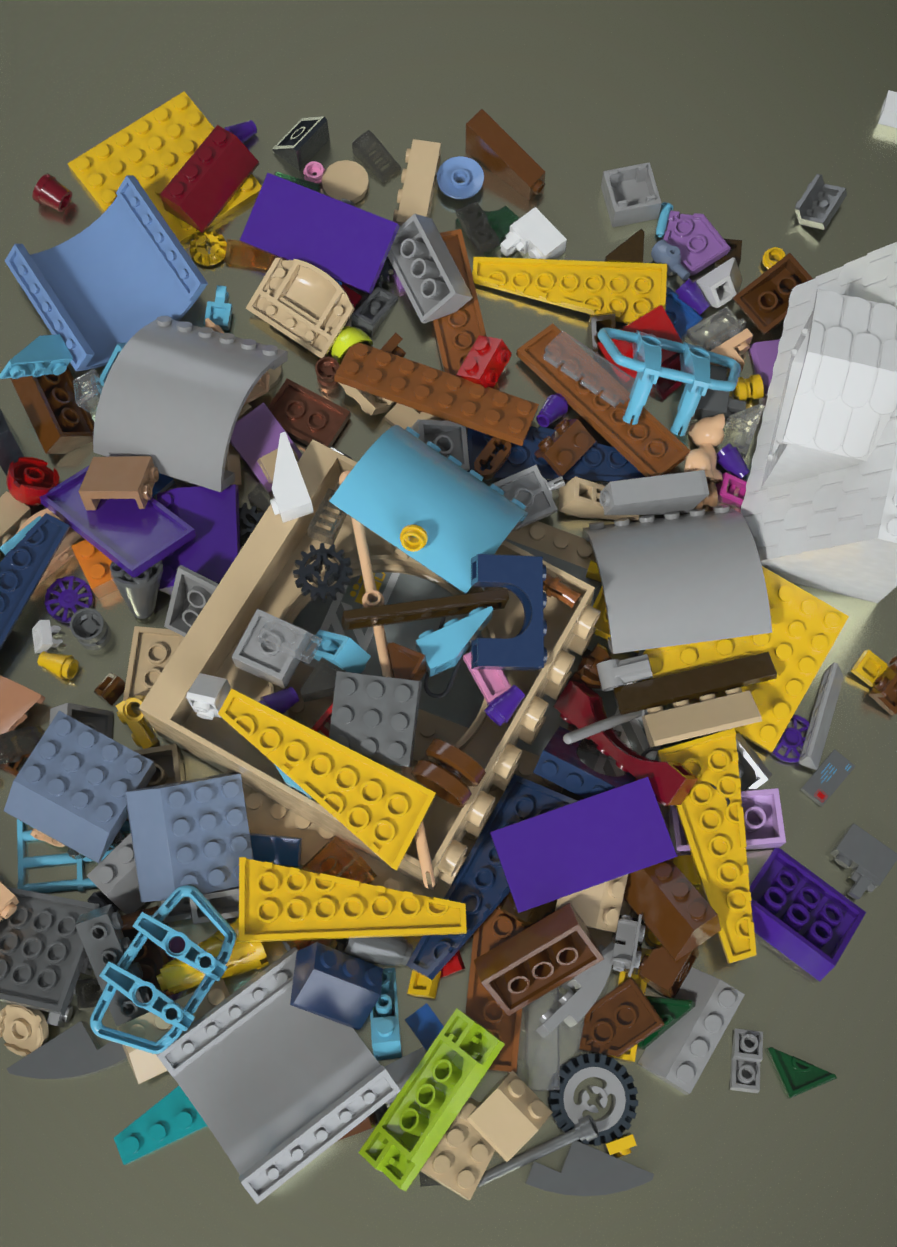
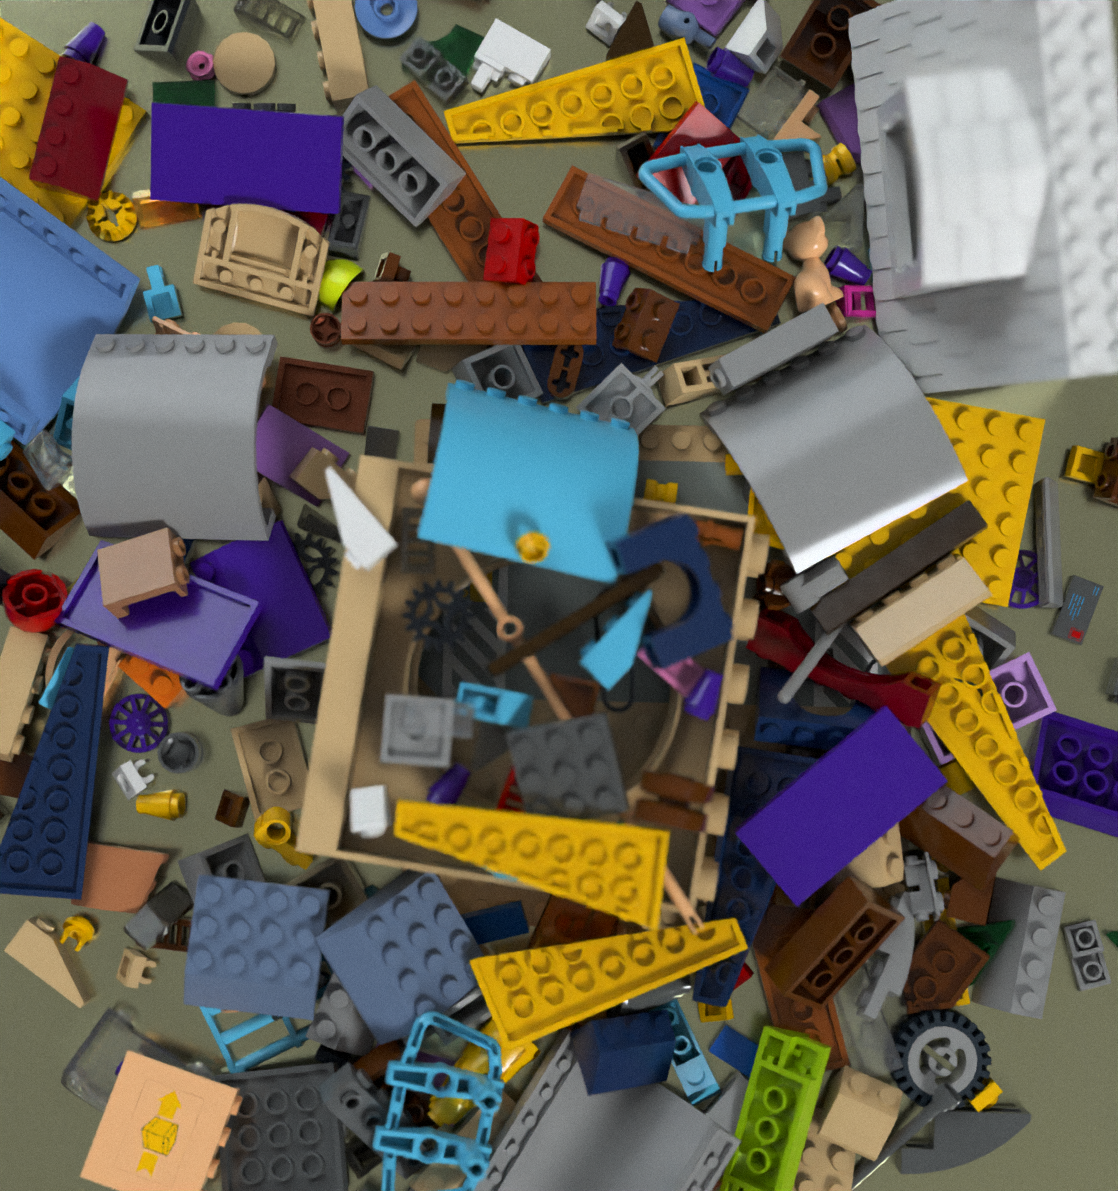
camera: 20 degrees left, 15 degrees up
(612, 236) = (606, 22): none -> white tile

